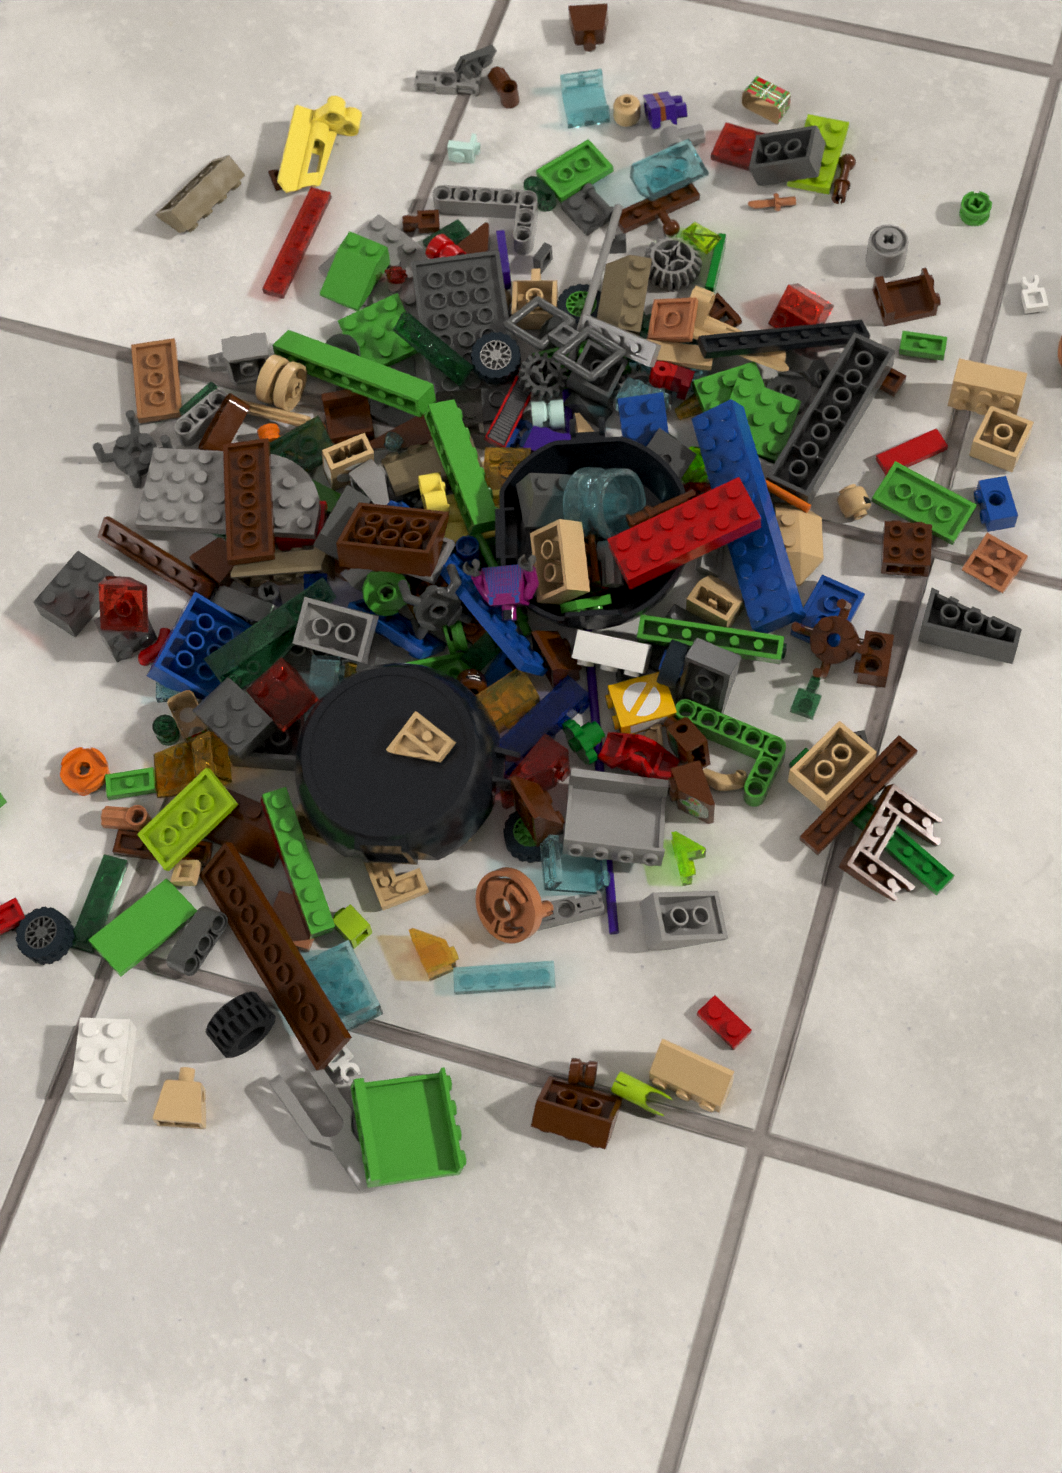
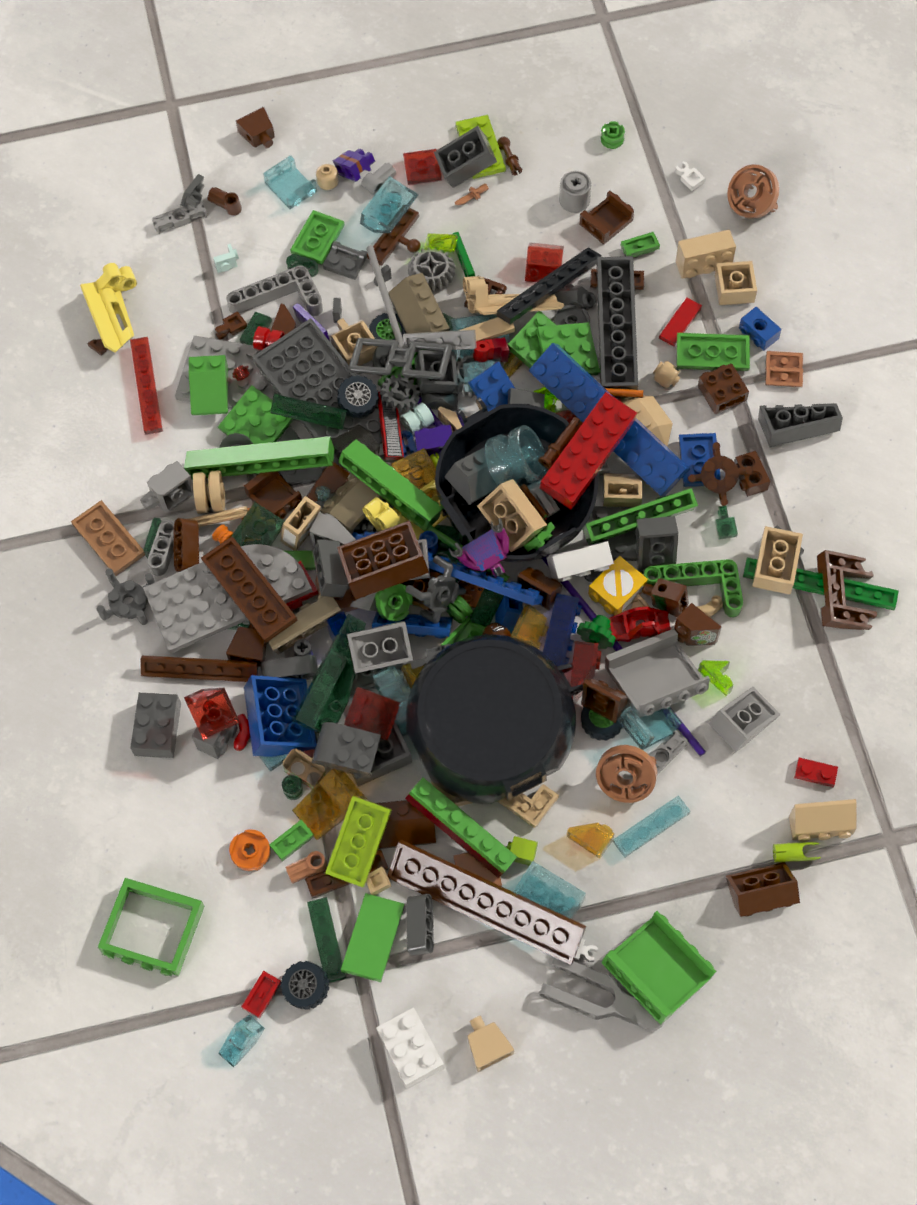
camera: 35 degrees left, 0 degrees up
(201, 194) = (47, 384): dark tan slope -> none
(240, 1024) = (496, 964): black tyre -> none
(421, 740) = (512, 688): tan wing -> none
(577, 1069) = (748, 859): reddish brown wheel -> none
(672, 663) = (628, 546): black wheel -> none
(673, 319) = (468, 308): nougat tile -> none
(766, 100) = (420, 124): piece -> none
(858, 795) = (805, 571): reddish brown plate -> none

